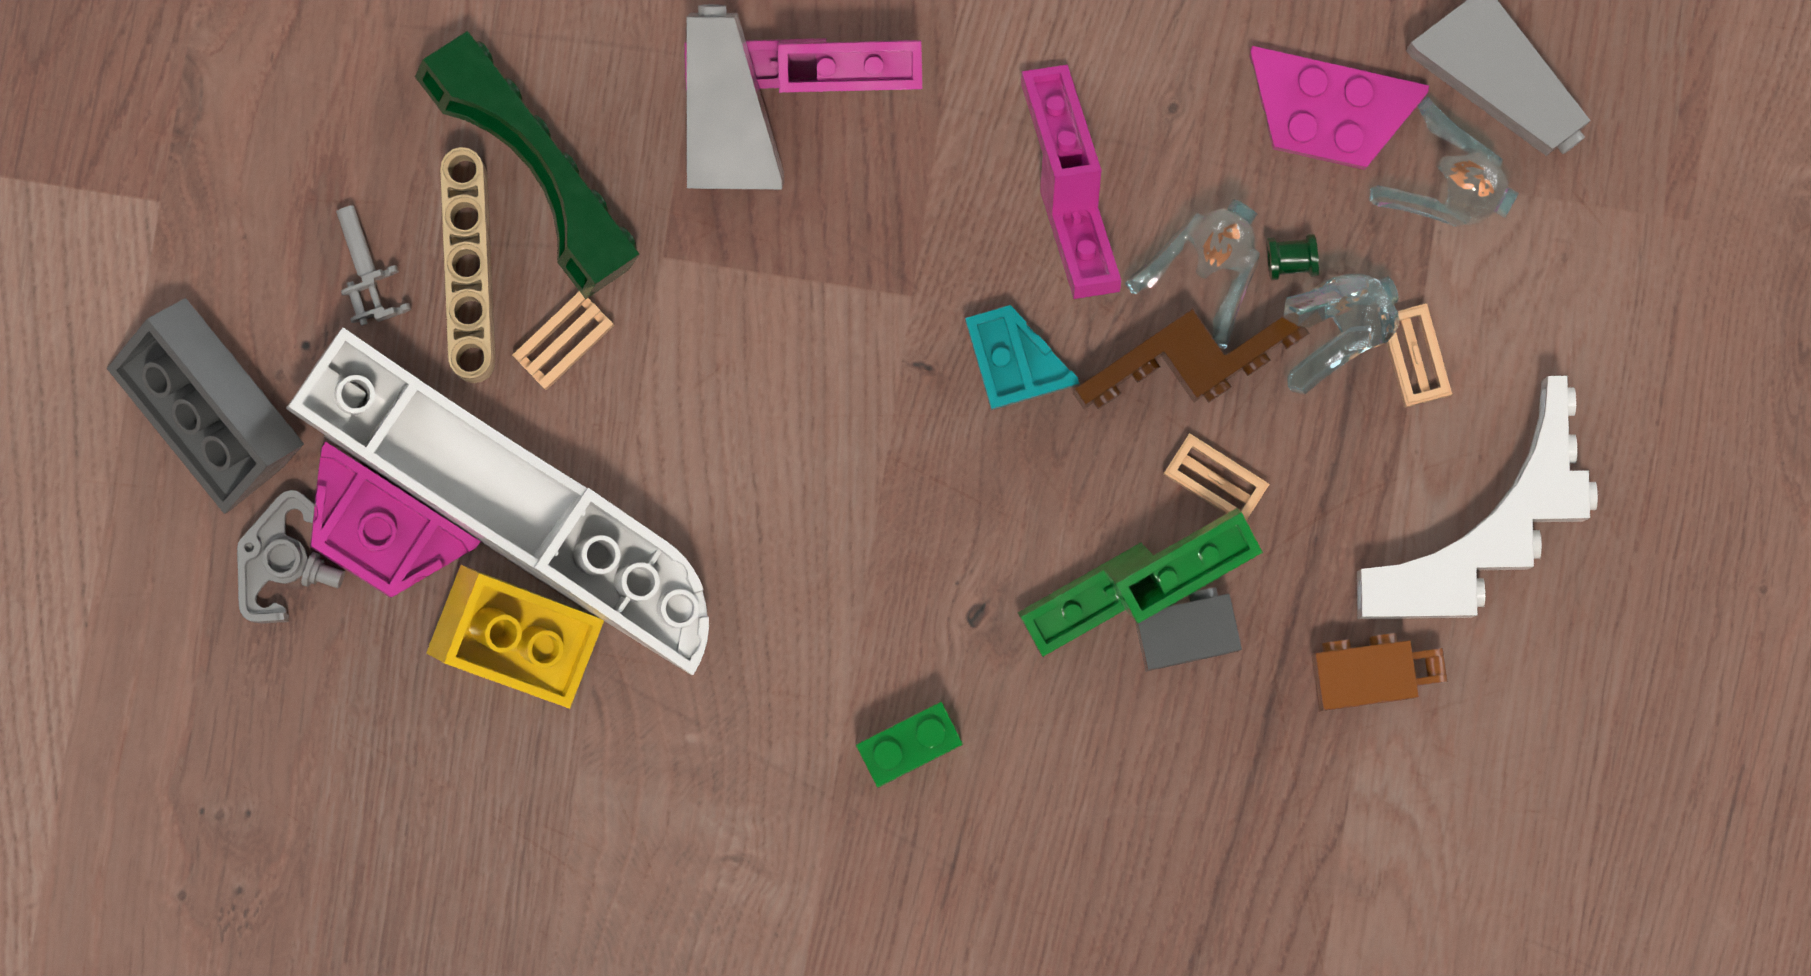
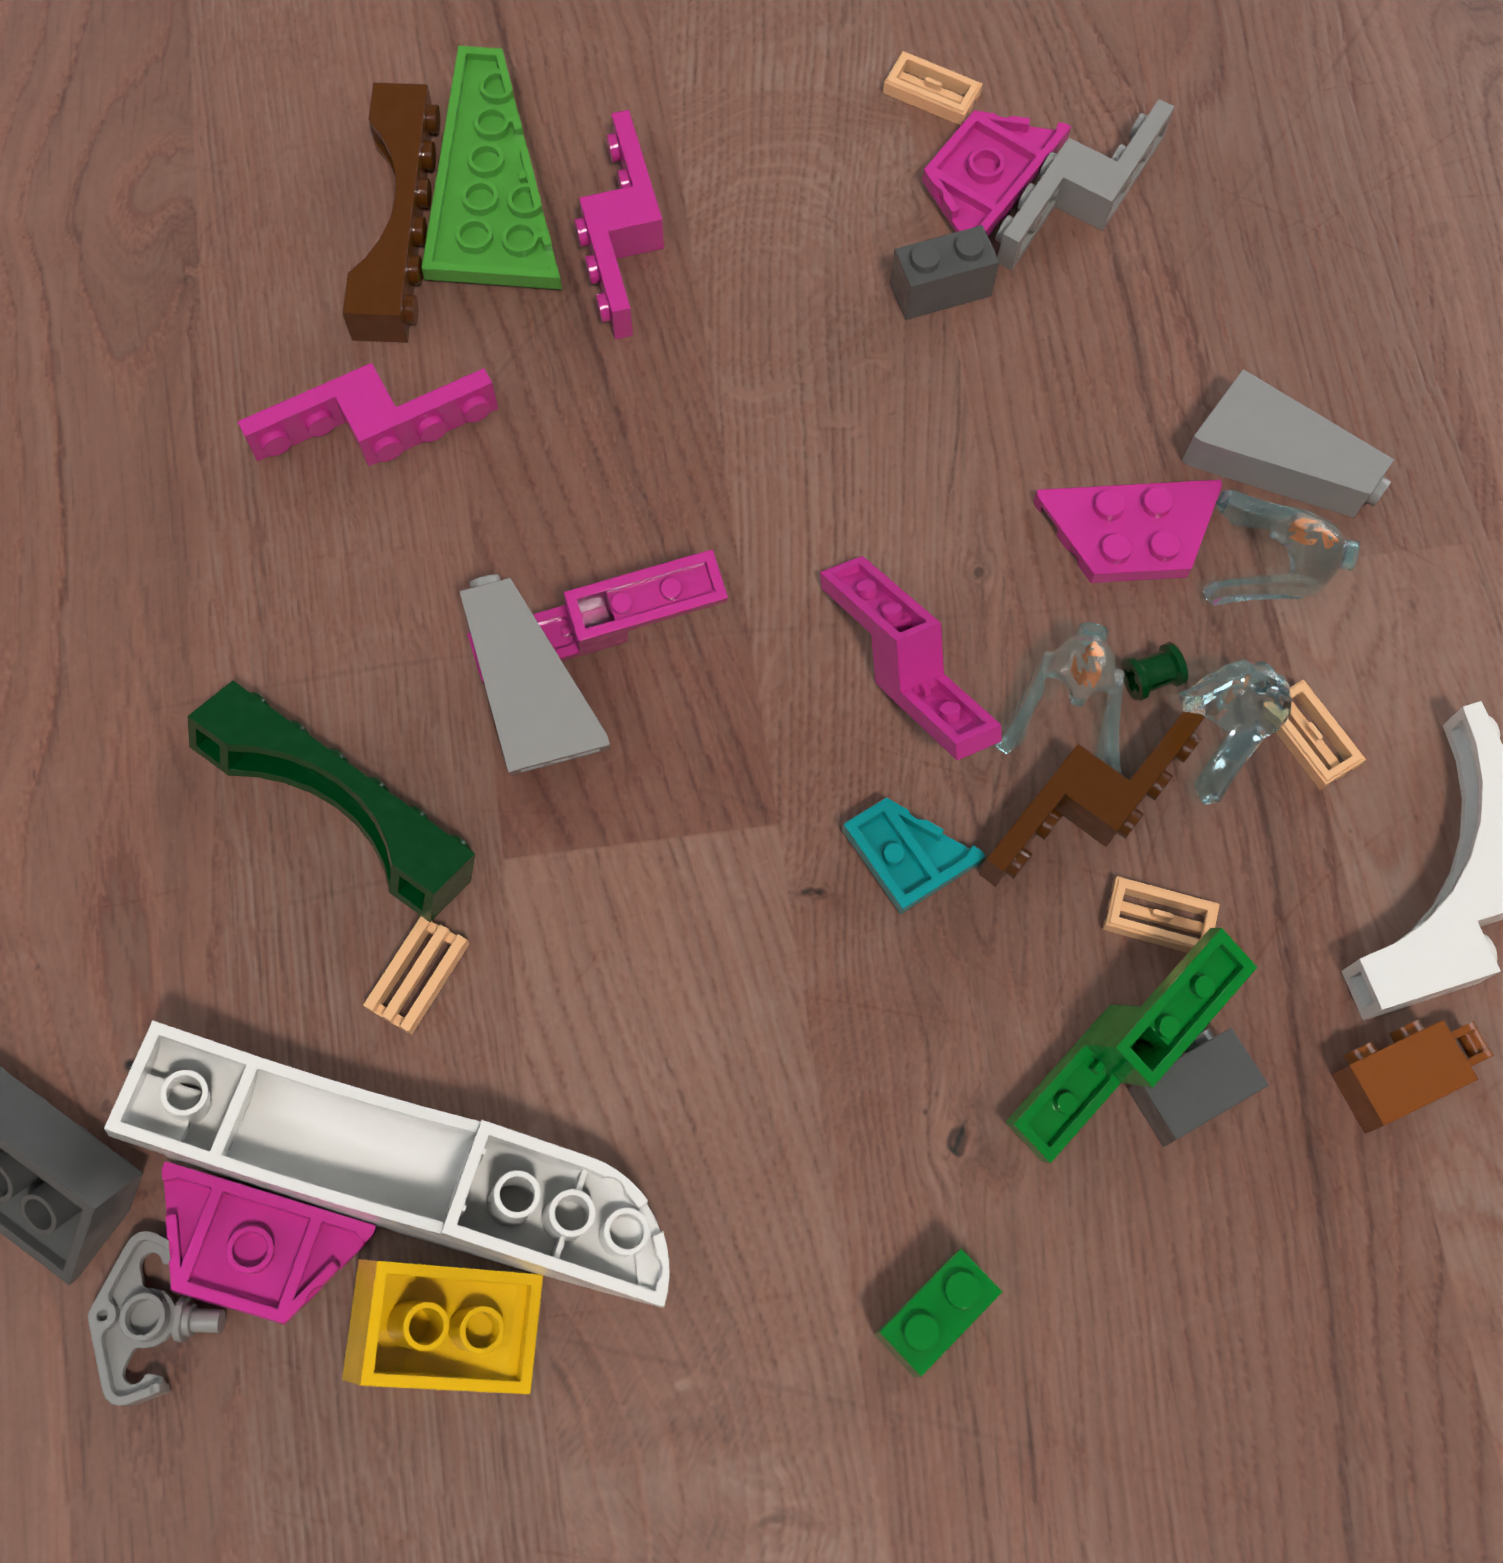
camera: 20 degrees left, 15 degrees down
(366, 270) = (182, 964): light grey piece -> none
(460, 243) = (304, 943): tan beam -> none

